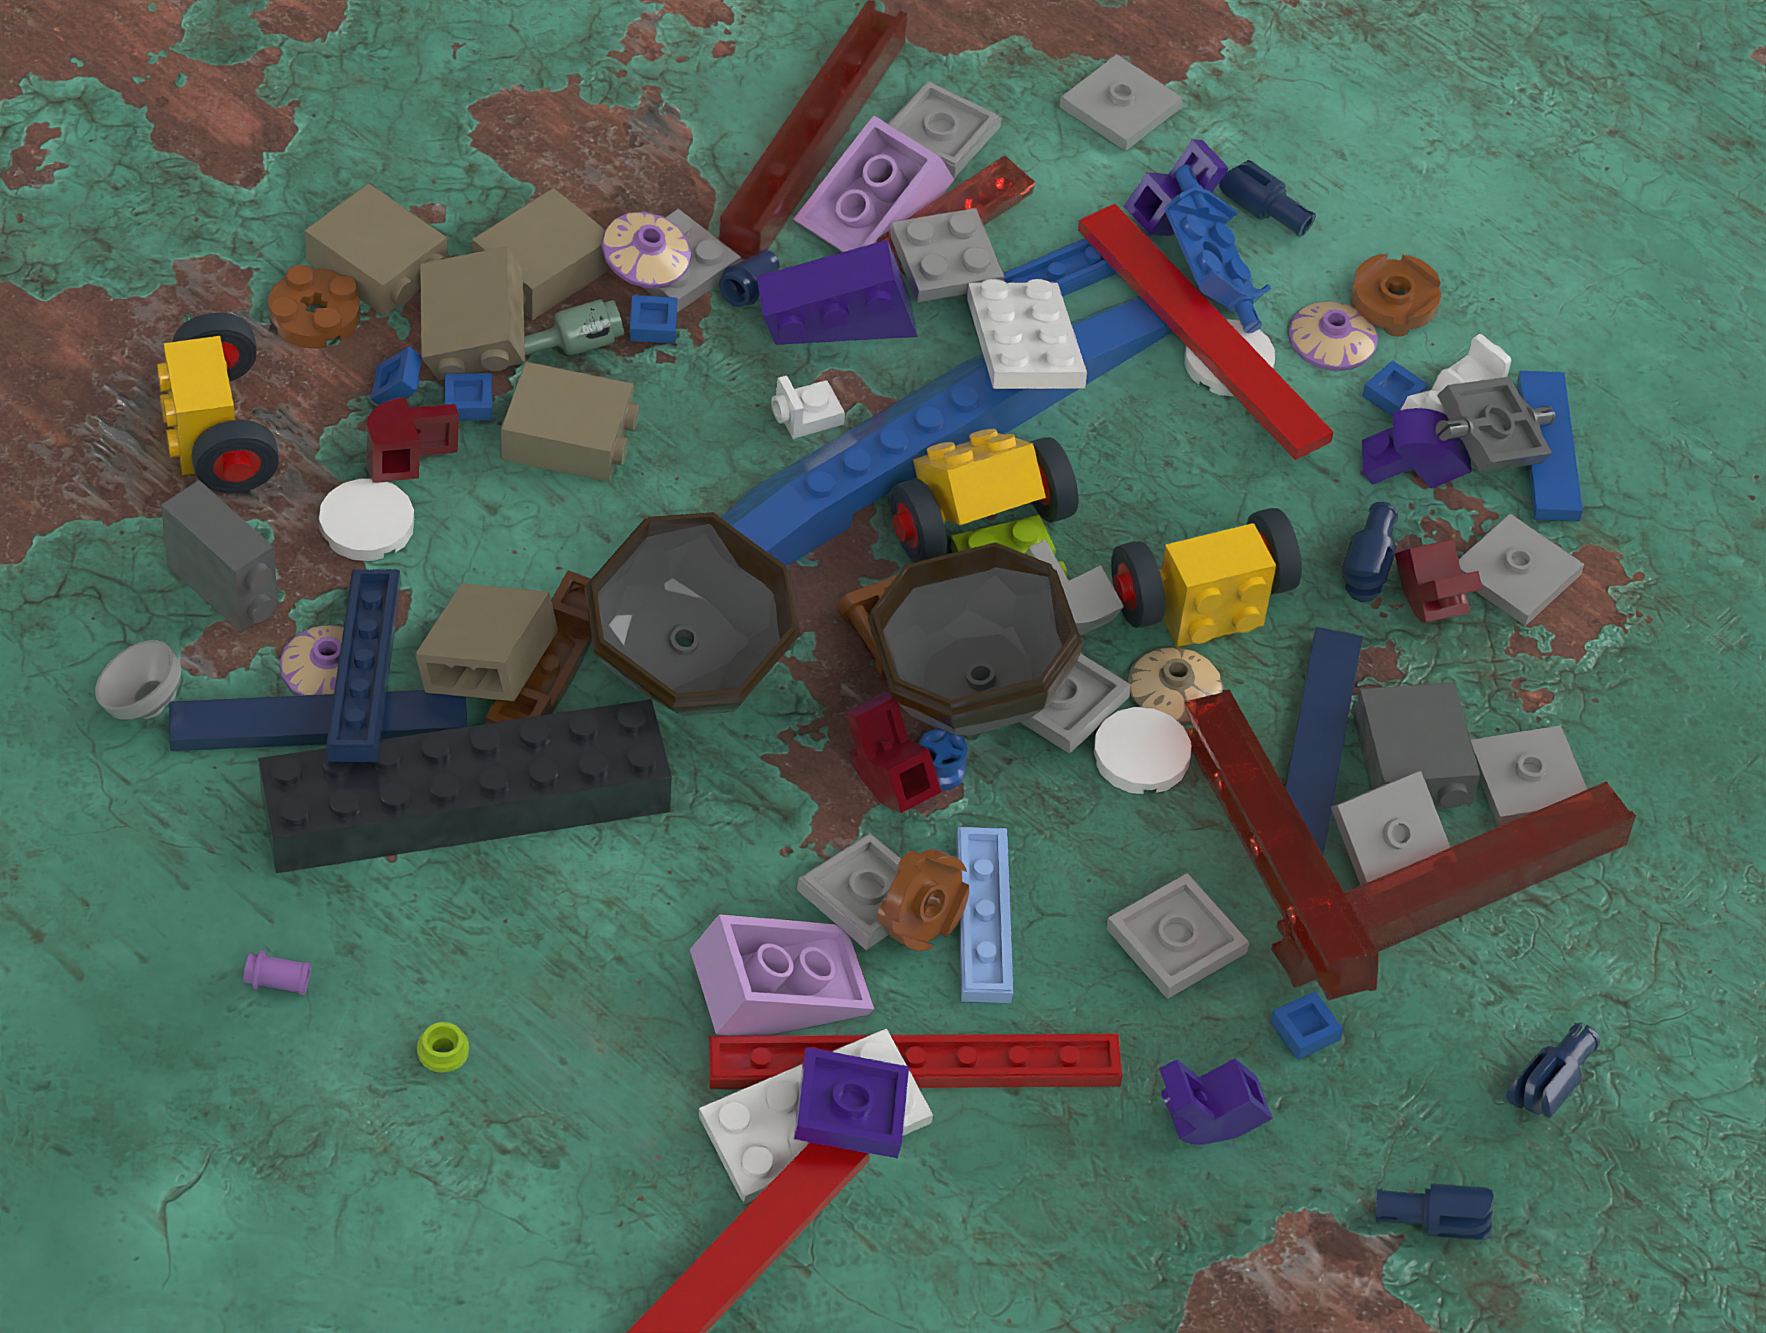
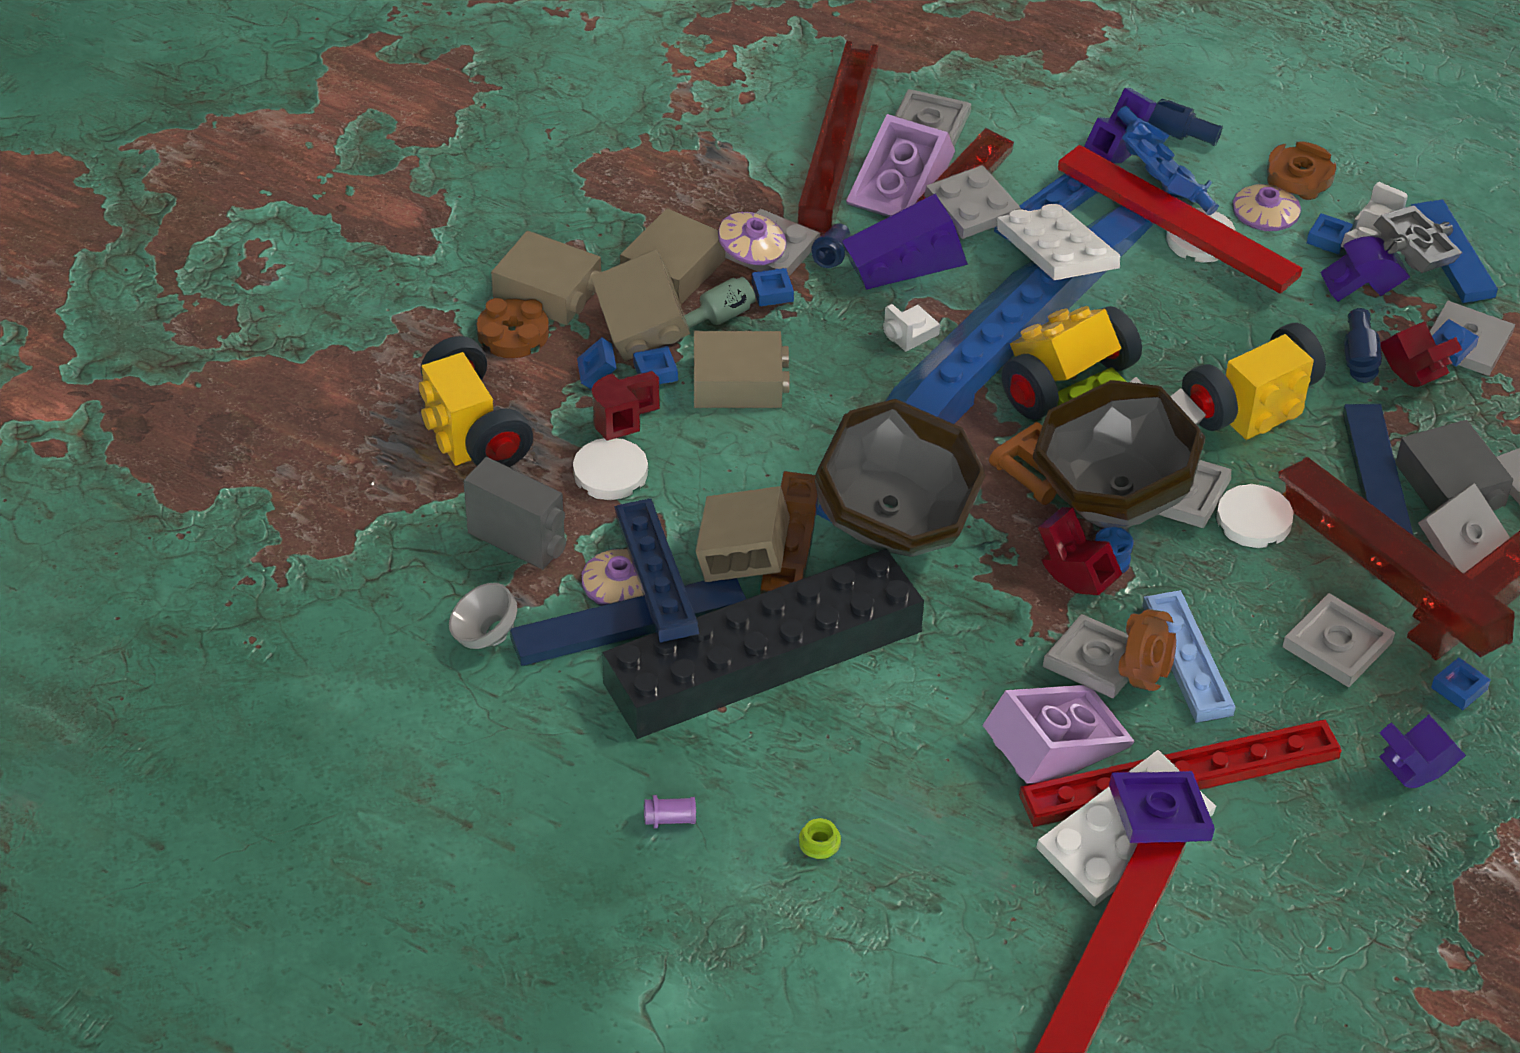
camera: 10 degrees left, 5 degrees down
(1121, 102) = (1050, 80): light grey plate -> none
(1157, 688) = (1256, 463): tan dish -> none
(1495, 572) = (1466, 339): none -> blue plate

